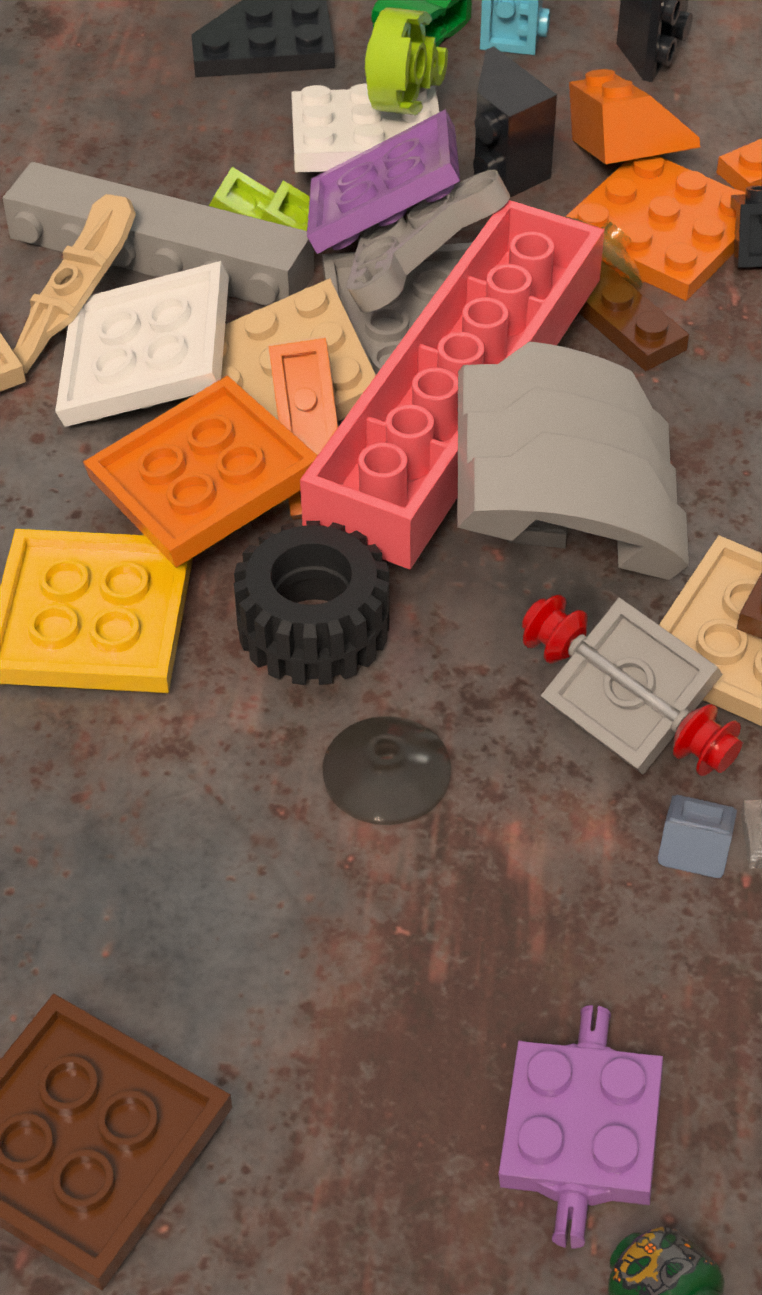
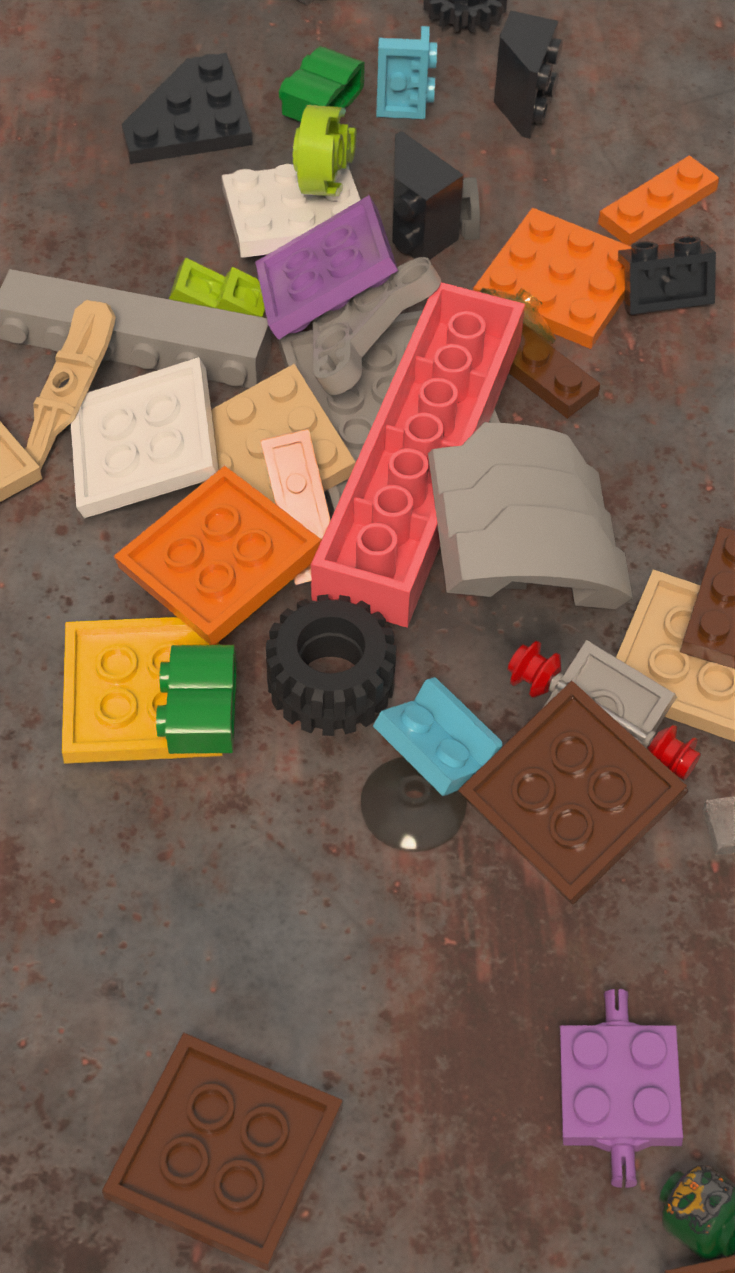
camera: 10 degrees left, 5 degrees up
(146, 621) = (199, 699): none -> green brick
(429, 696) = (439, 736): none -> medium azure bracket
(566, 143) = (470, 210): none -> dark grey tile
(578, 771) = (573, 792): none -> reddish brown plate
(622, 121) = (516, 188): orange slope -> none
(697, 836) = (675, 837): sand blue slope -> none

